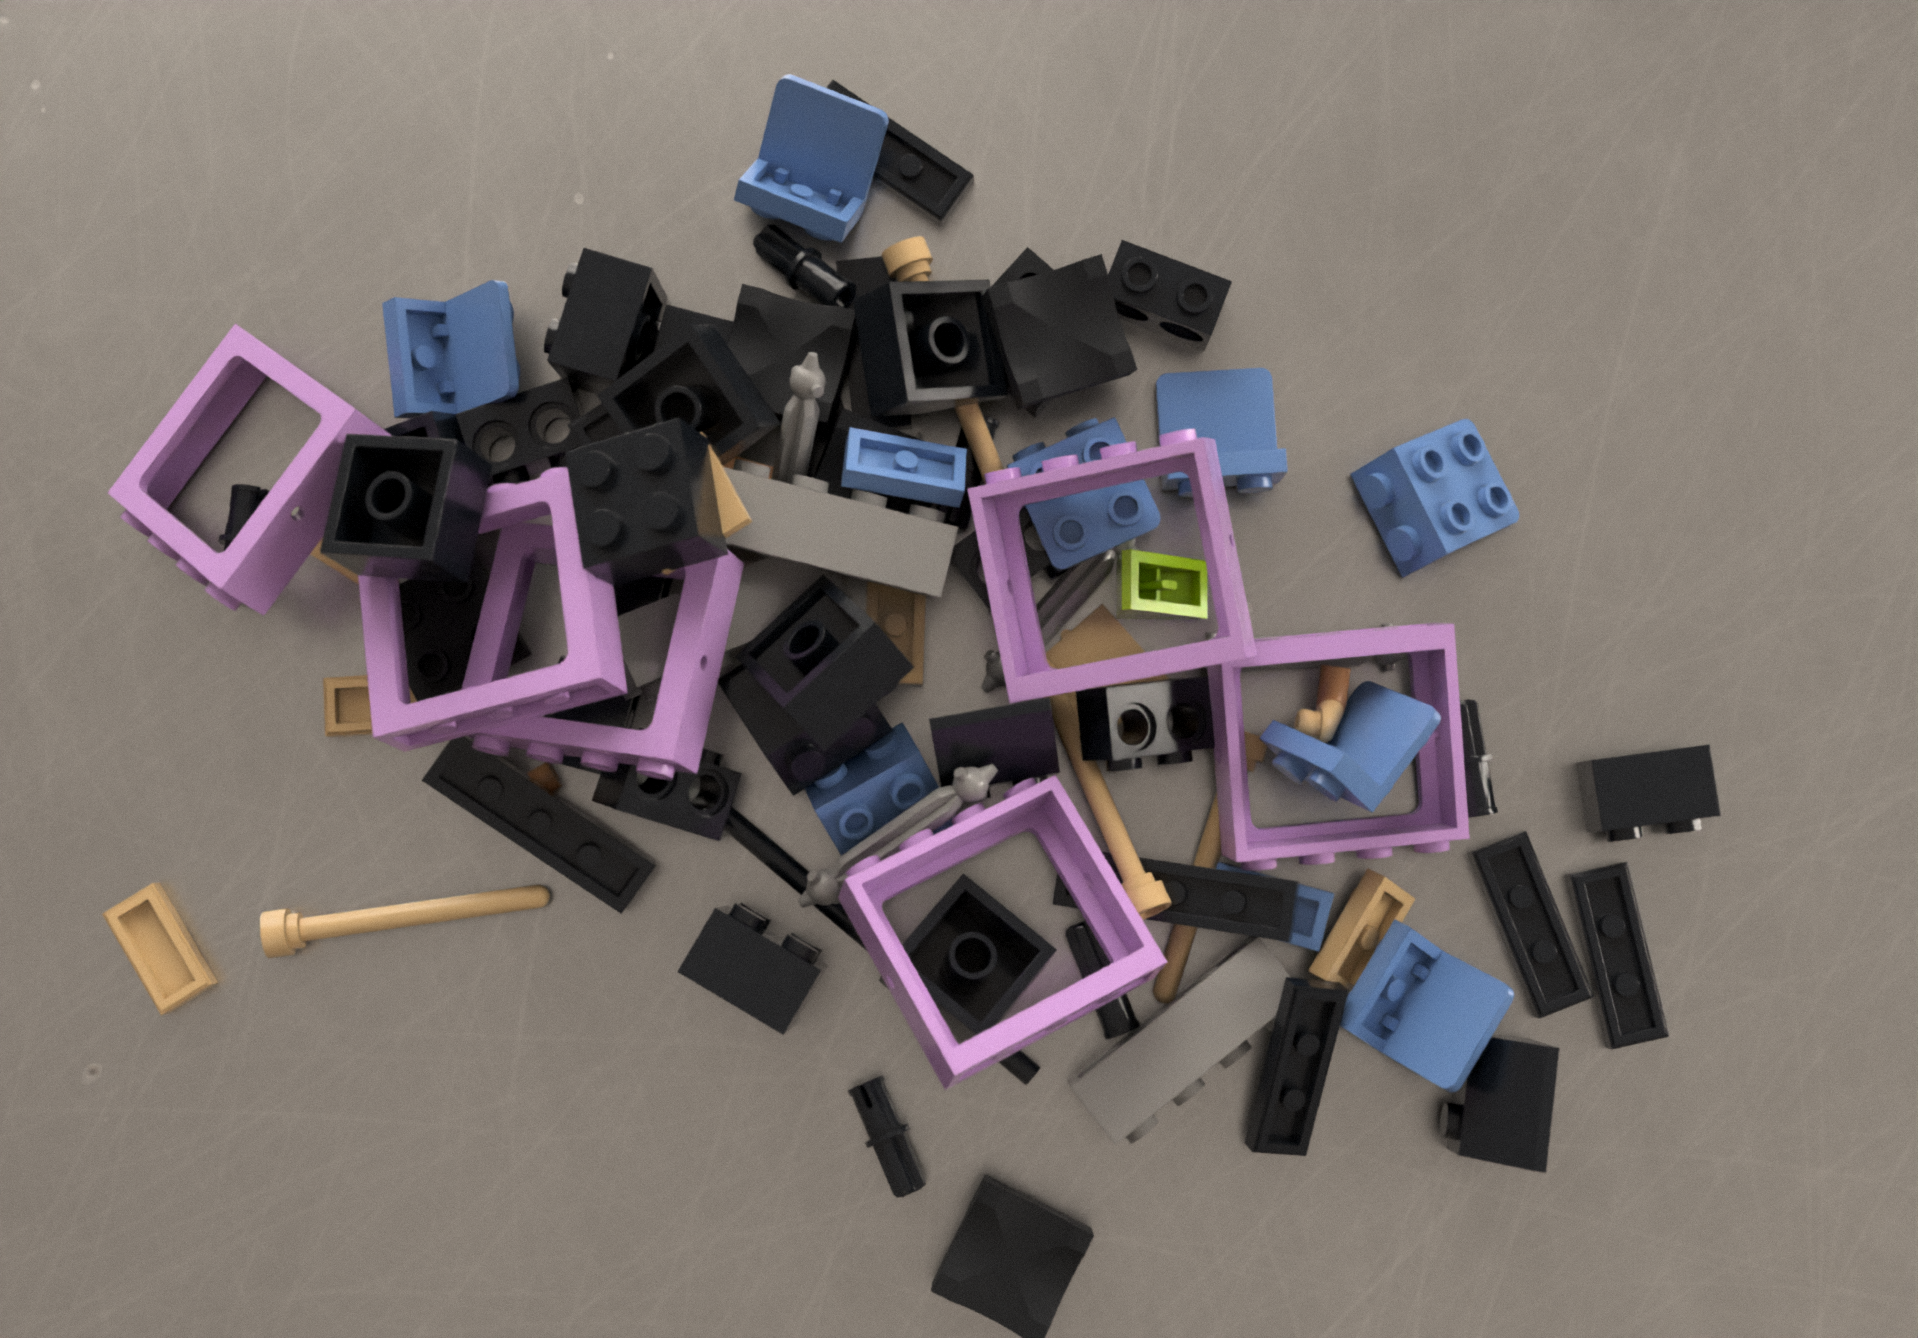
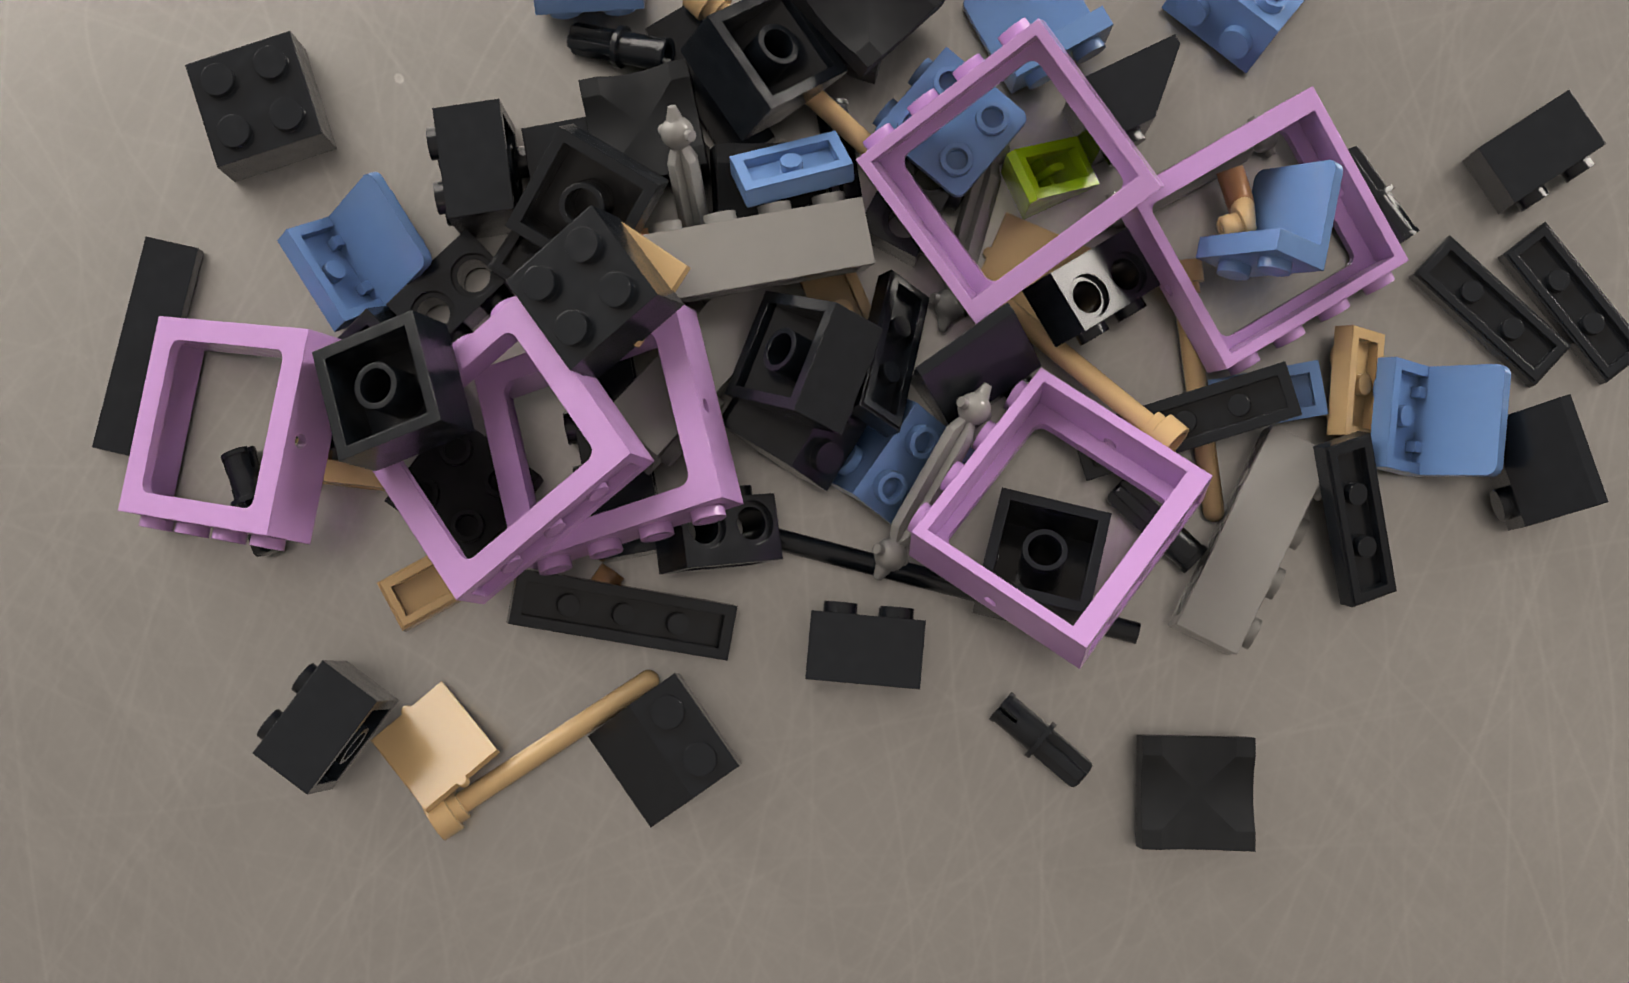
camera: 25 degrees left, 0 degrees up
(160, 948) = (347, 877): tan tile -> none
(202, 794) = (323, 725): none -> black brick
(251, 299) = (160, 288): none -> black tile
(302, 863) = (435, 746): none -> tan piece
(429, 166) = (260, 106): none -> black brick
(522, 971) = (664, 749): none -> black slope
(941, 665) = (885, 388): none -> black tile
(1274, 545) = (1131, 92): none -> black slope

